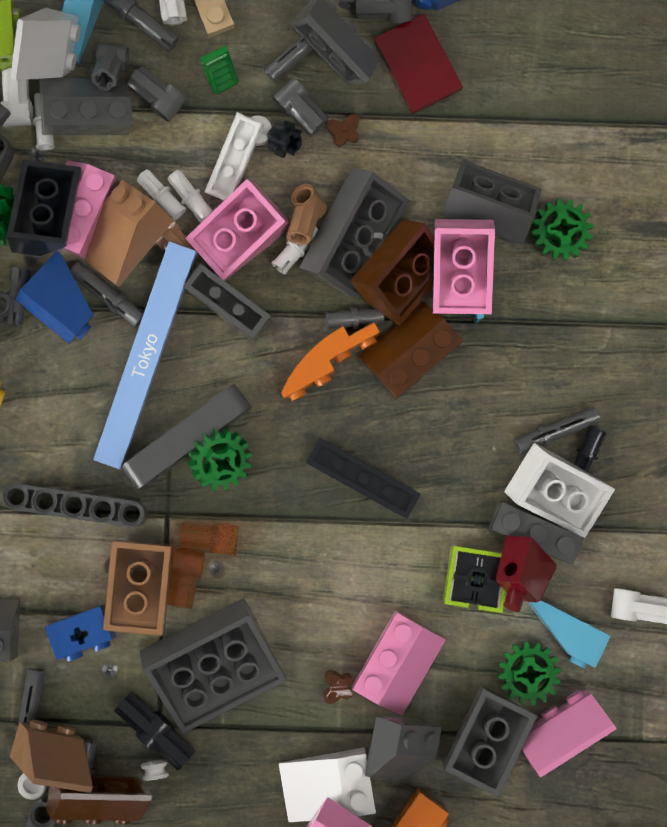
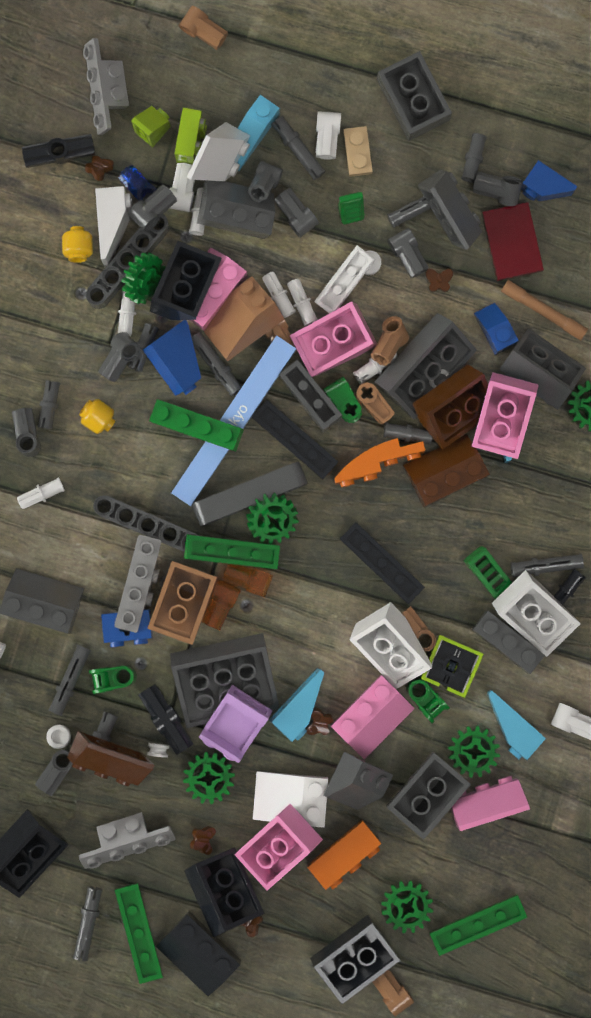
camera: 20 degrees right, 0 degrees up
(52, 756) = (83, 714): medium nougat slope -> none
(74, 699) = (108, 678): none -> green piece
(81, 579) = (138, 586): none -> light grey bracket
(102, 372) = (196, 425): none -> green plate
(181, 511) = (231, 551): none -> green plate
(211, 792) = (210, 788): none -> green gear
(223, 359) = (294, 439): none -> black plate
(238, 716) = (235, 724): none -> lavender panel
(267, 295) = (343, 397): none -> green piece
(284, 139) = (389, 275): black gear -> none
(307, 681) = (296, 712): none -> medium azure slope
(308, 295) = (377, 406): none -> medium nougat piece
(399, 573) = (391, 645): none -> white slope
(421, 545) = (419, 627): none -> medium nougat piece
(426, 169) = (496, 328): none -> blue slope
(460, 629) = (427, 700): none -> green piece
(470, 442) = (474, 557): none -> green slope
(504, 142) = (567, 324): none -> medium nougat piece
(523, 571) = (490, 669): dark red torso -> none

